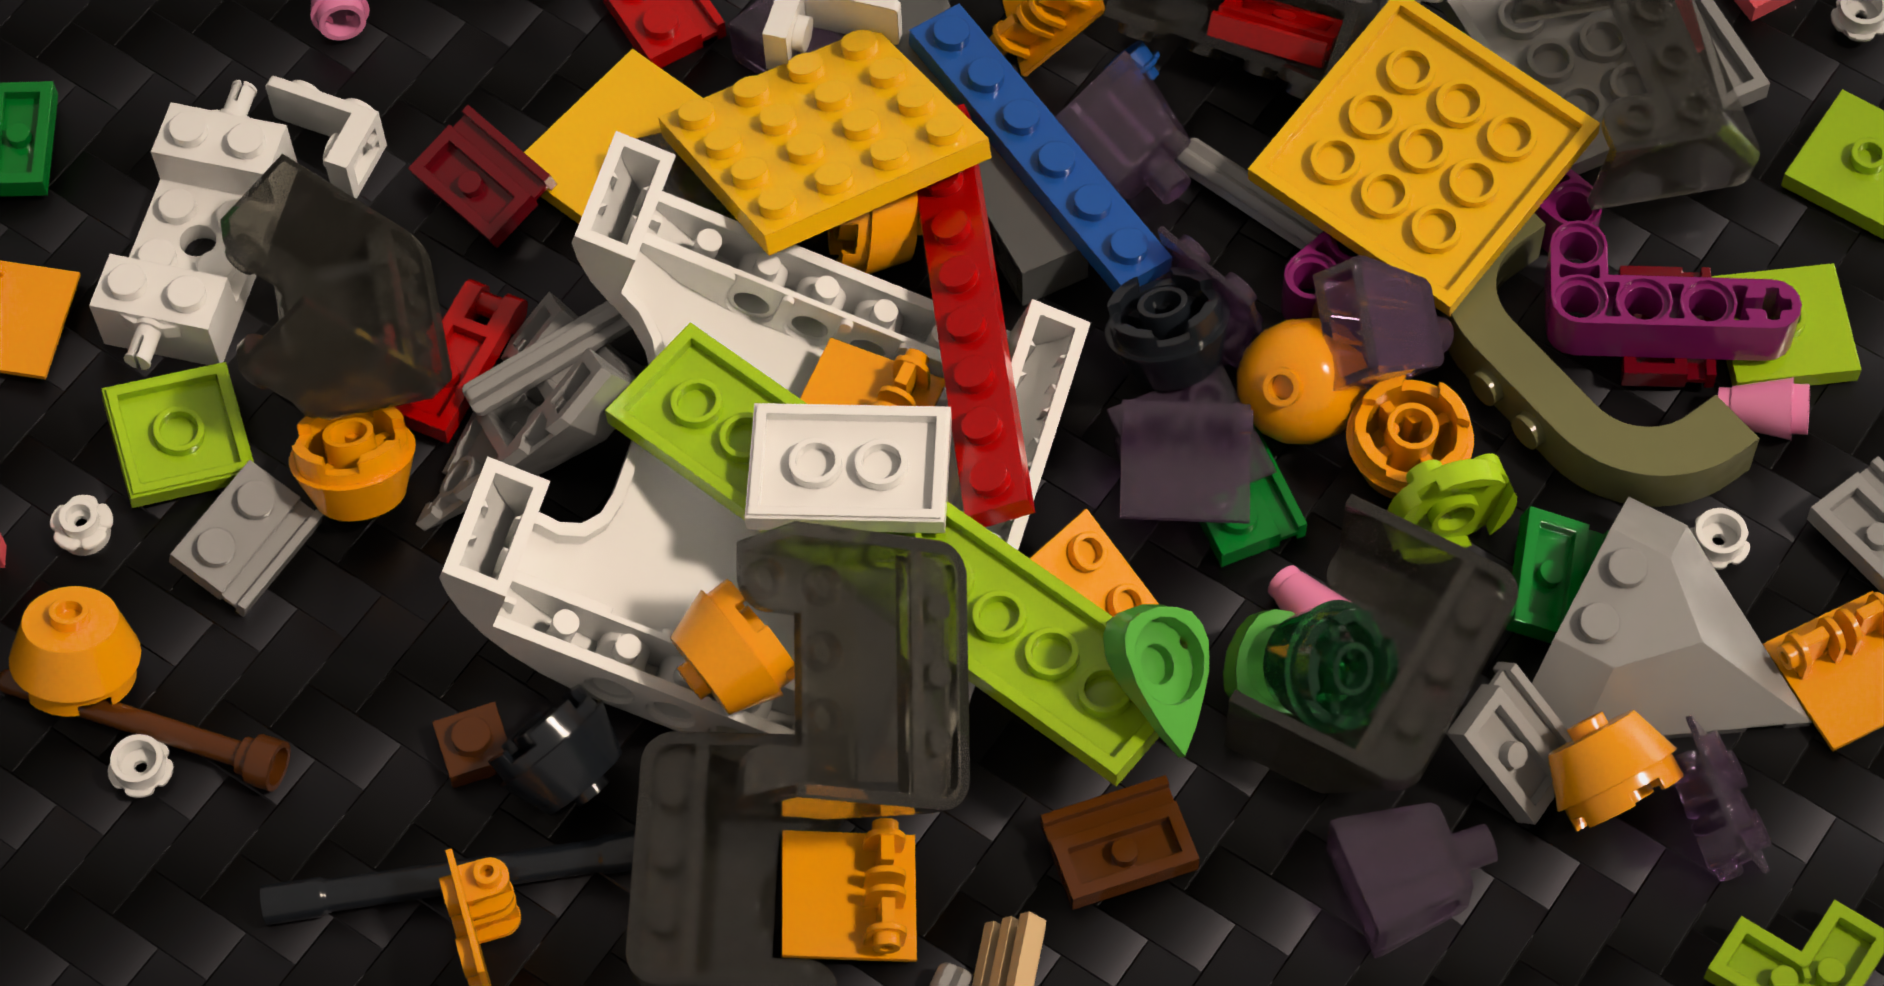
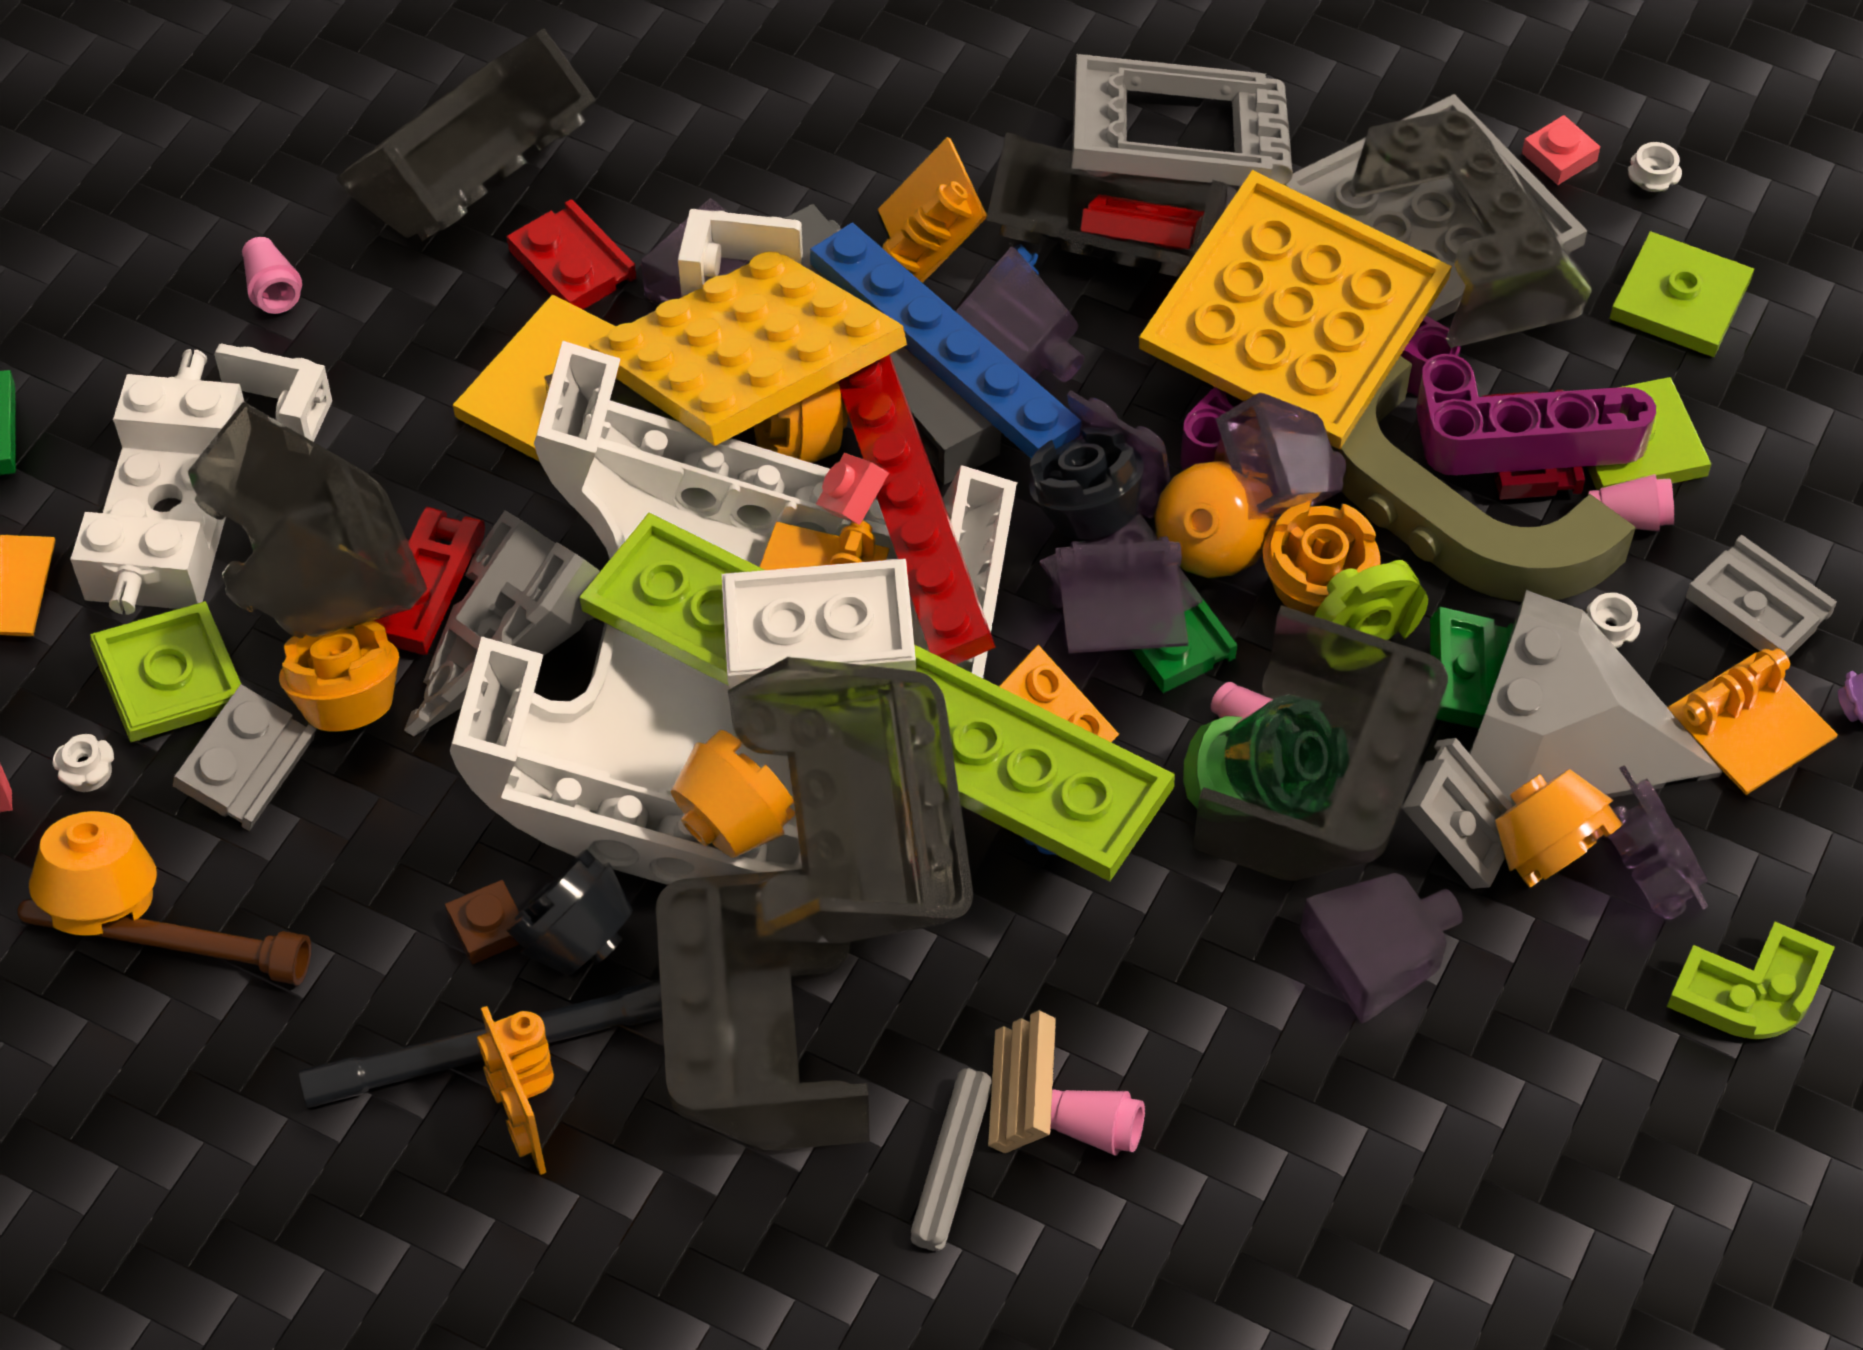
camera: 10 degrees left, 5 degrees down
(132, 752) = (162, 961): white plate -> none
(482, 176) = (427, 416): dark red plate -> none
(544, 359) = (511, 566): light grey axle -> none
(849, 894) = (864, 1017): light orange hinge -> none
(910, 314) = (851, 488): none -> coral plate
(1119, 842) = (1110, 943): reddish brown plate -> none
(1156, 671) = (1141, 763): bright green piece -> none
(1232, 184) = (1139, 368): light grey axle -> none

